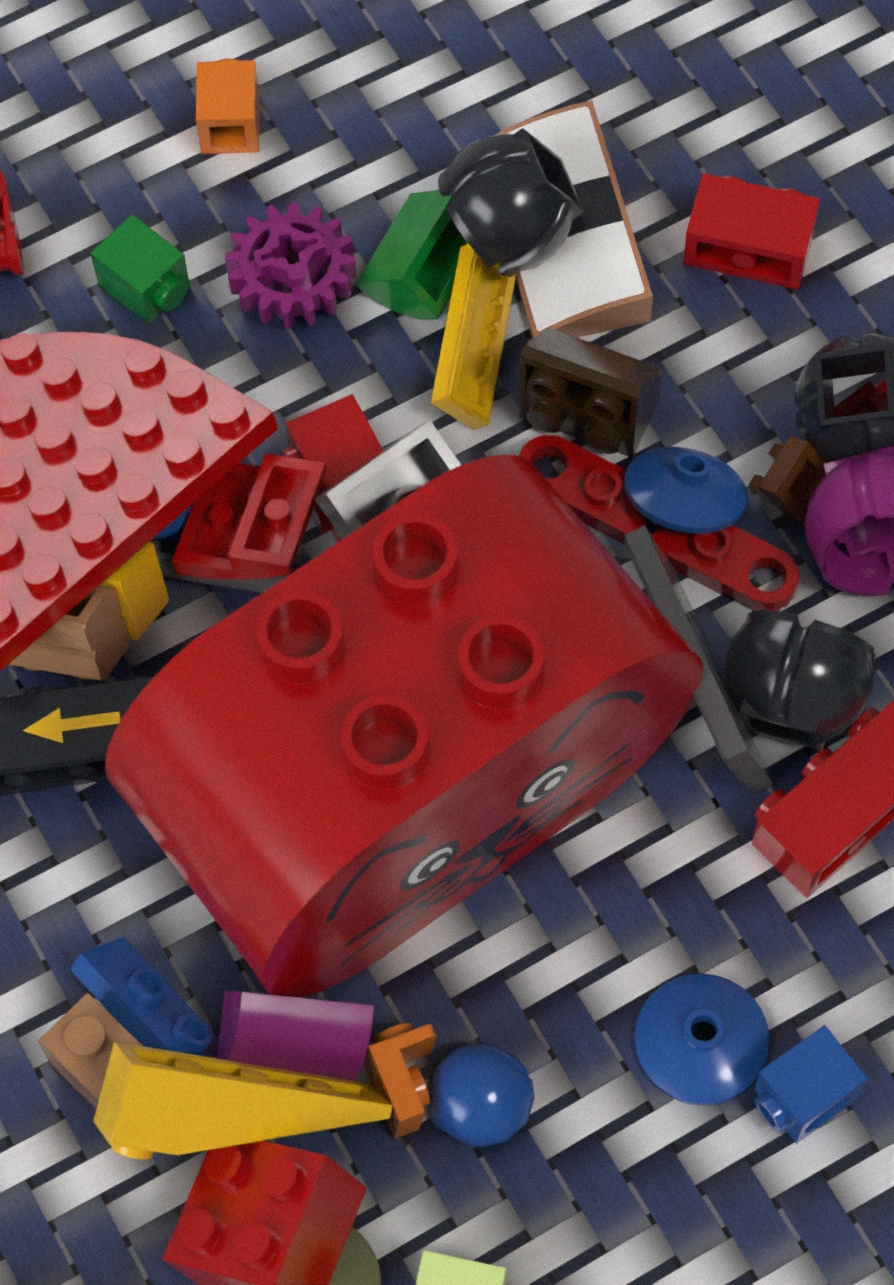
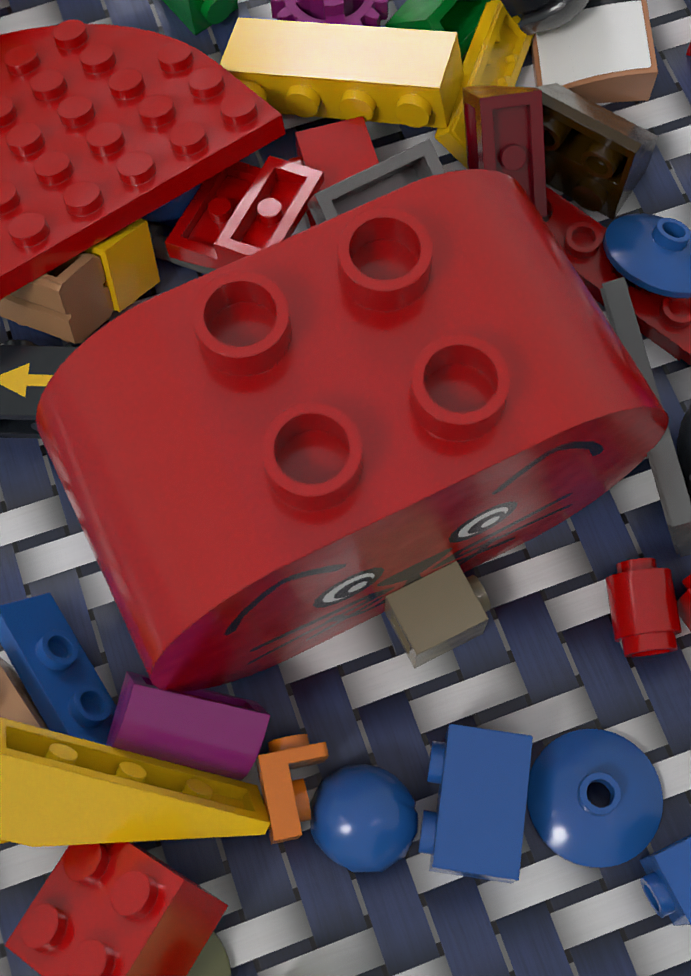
camera: 10 degrees right, 5 degrees up
(325, 348) = (348, 70): none -> yellow brick
(506, 404) = (507, 135): none -> dark red tile
(518, 888) = (438, 613): none -> dark tan brick
(588, 1059) = (478, 803): none -> blue brick
(720, 848) = (643, 608): none -> red brick

